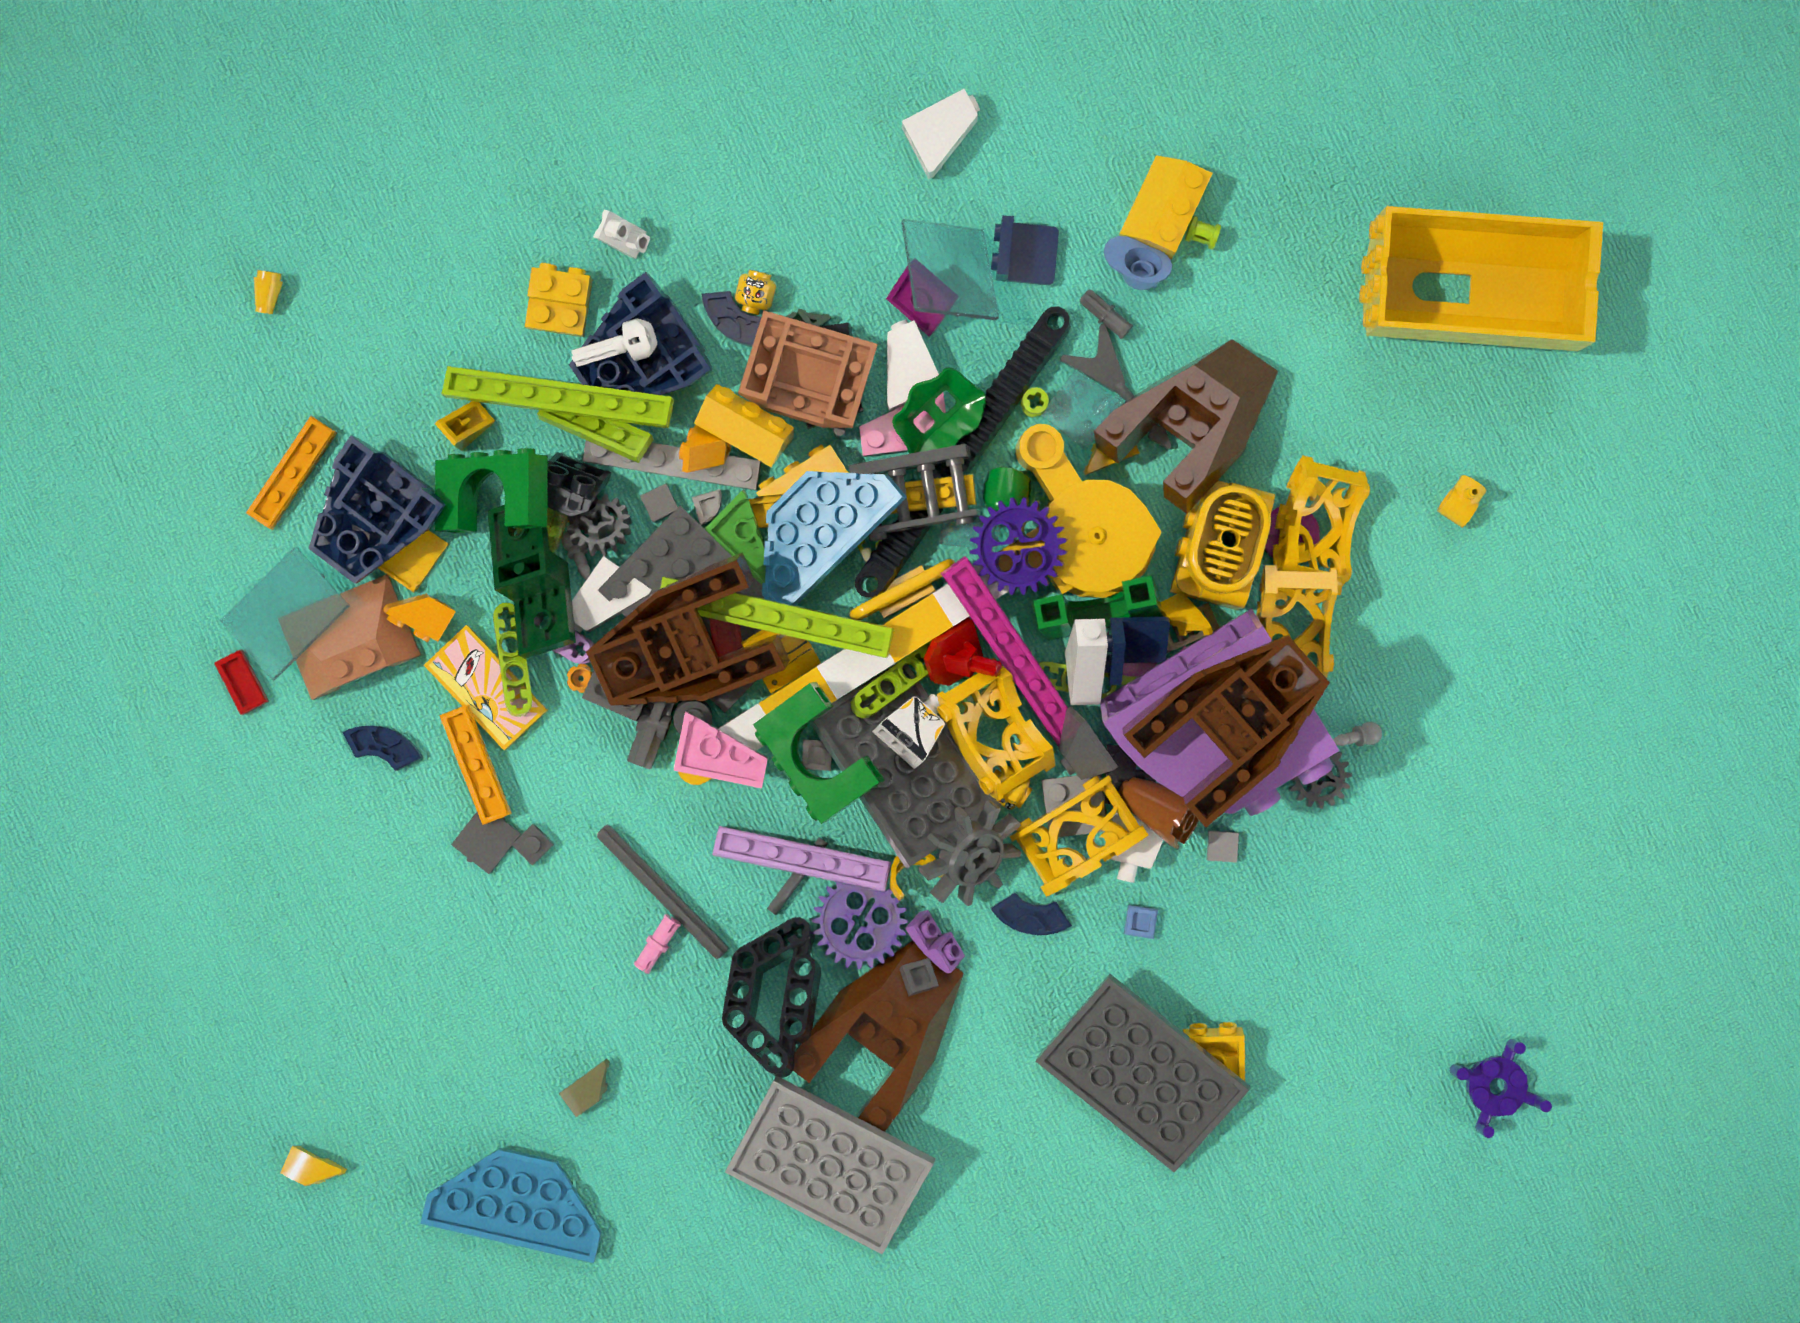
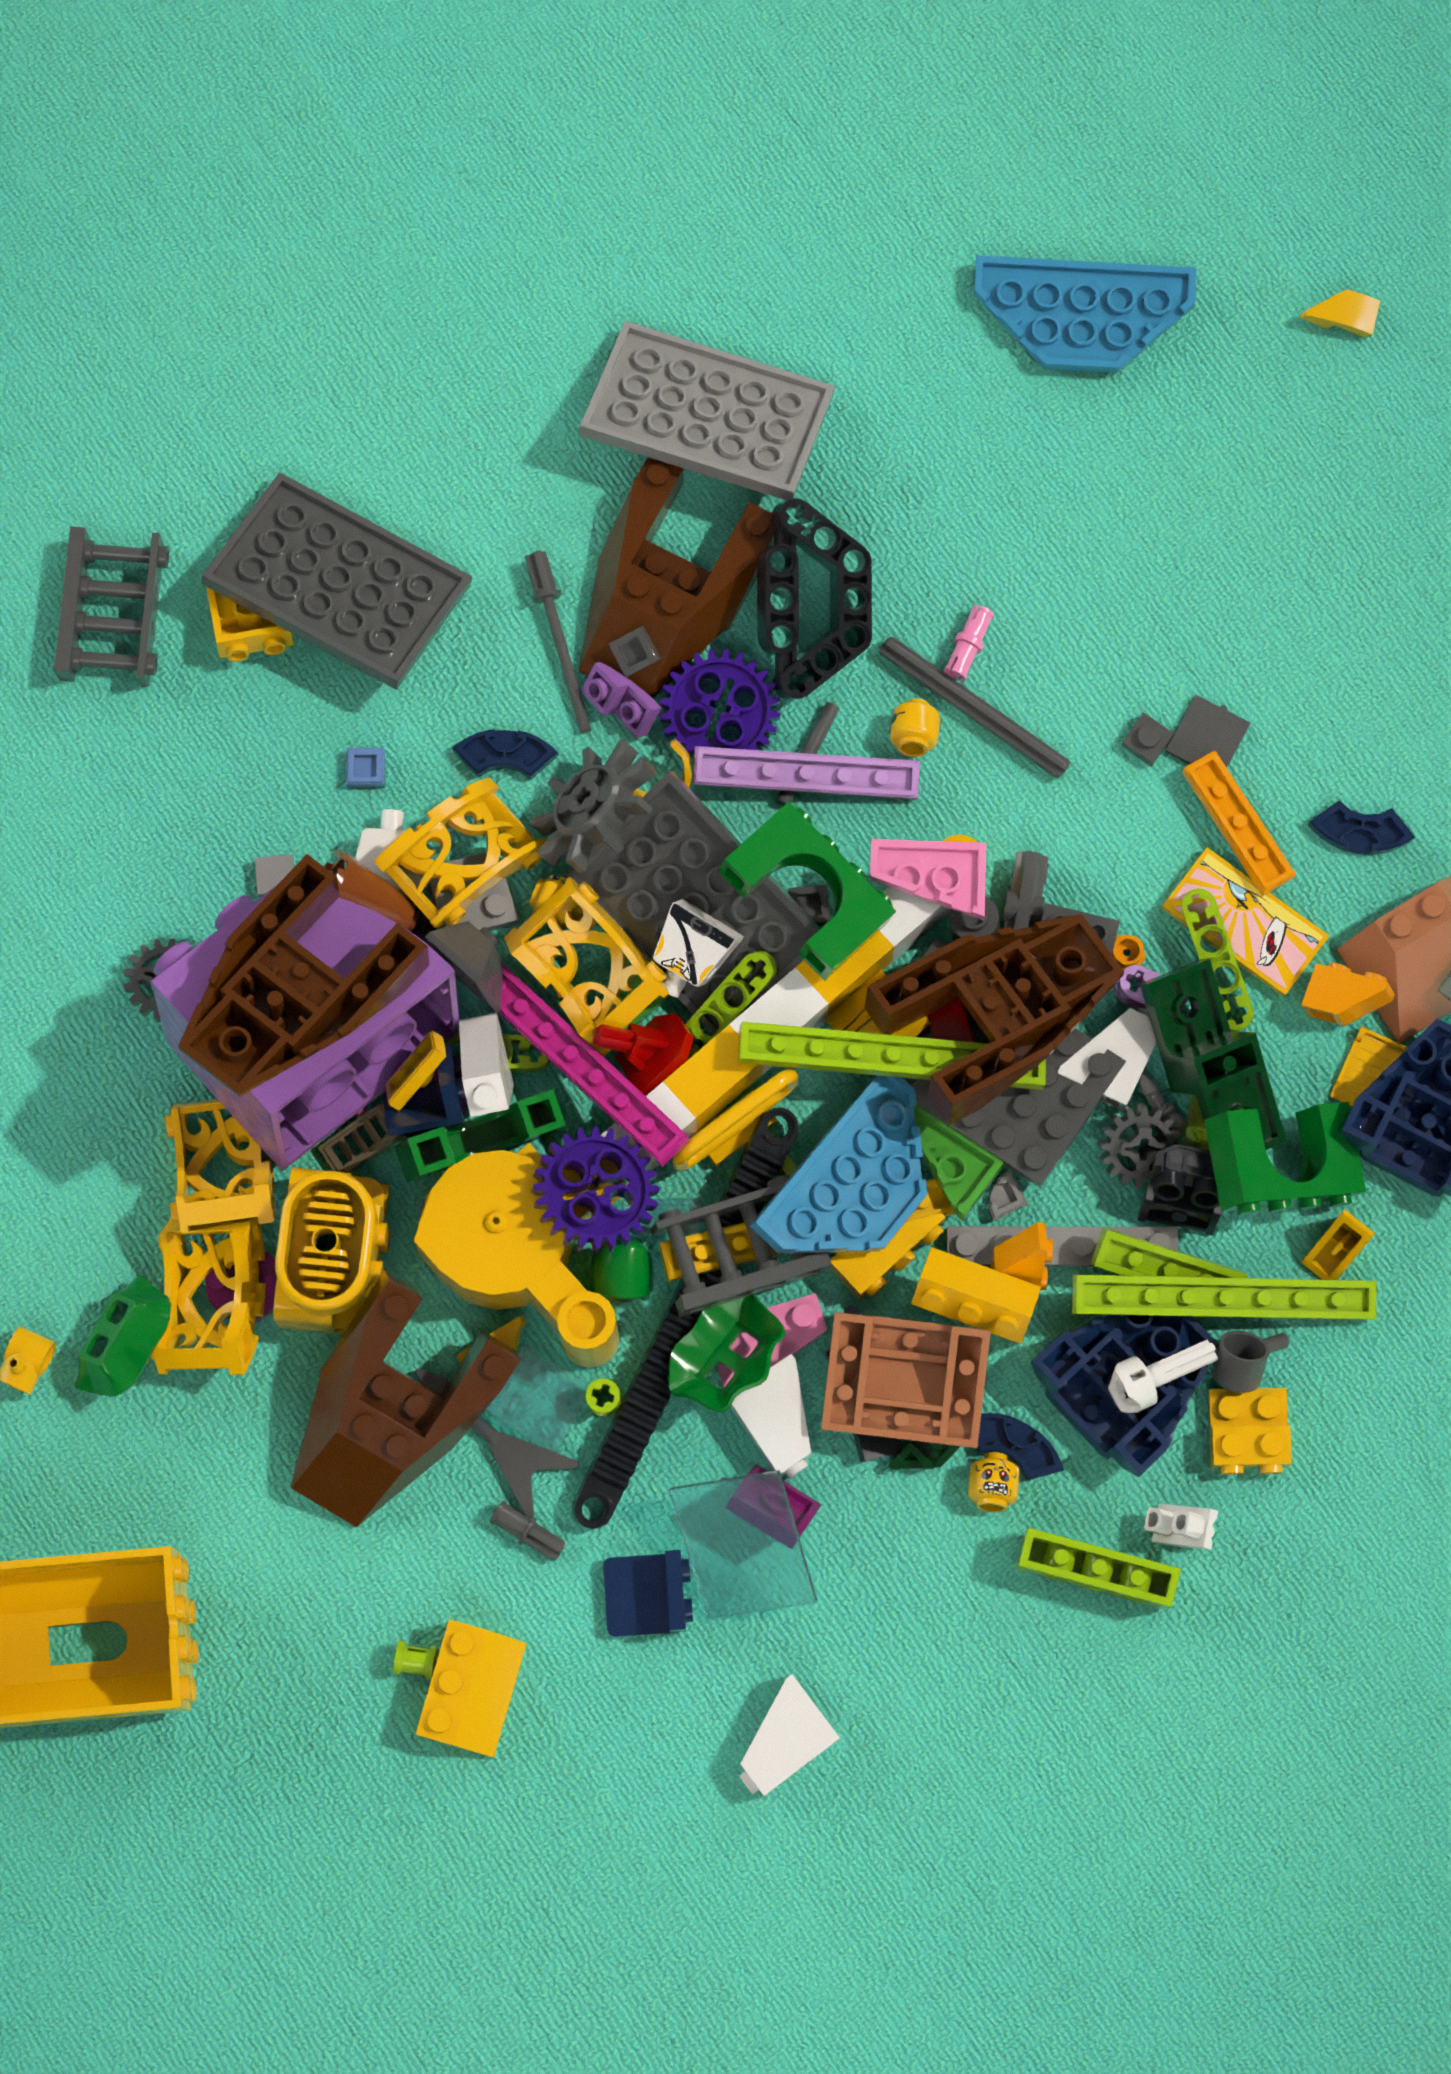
camera: 170 degrees right, 10 degrees down
(552, 350) = (1244, 1359): none -> dark grey piece
(587, 1089) = (1022, 456): olive slope -> none
(659, 503) = (1068, 1190): tile -> none
(689, 213) = (1098, 1568): none -> lime brick
(711, 881) = (915, 727): none -> yellow head
(979, 1040) = (546, 593): none -> dark grey piece
(1137, 262) = (497, 1603): medium blue piece -> none
(1140, 666) = (416, 1070): none -> yellow plate
(1185, 615) = (367, 1151): yellow slope -> none
(1343, 1103) = (80, 586): none -> dark grey fence
(1368, 734) = (108, 1046): light grey bar -> none
(1381, 497) = (129, 1341): none -> green piece

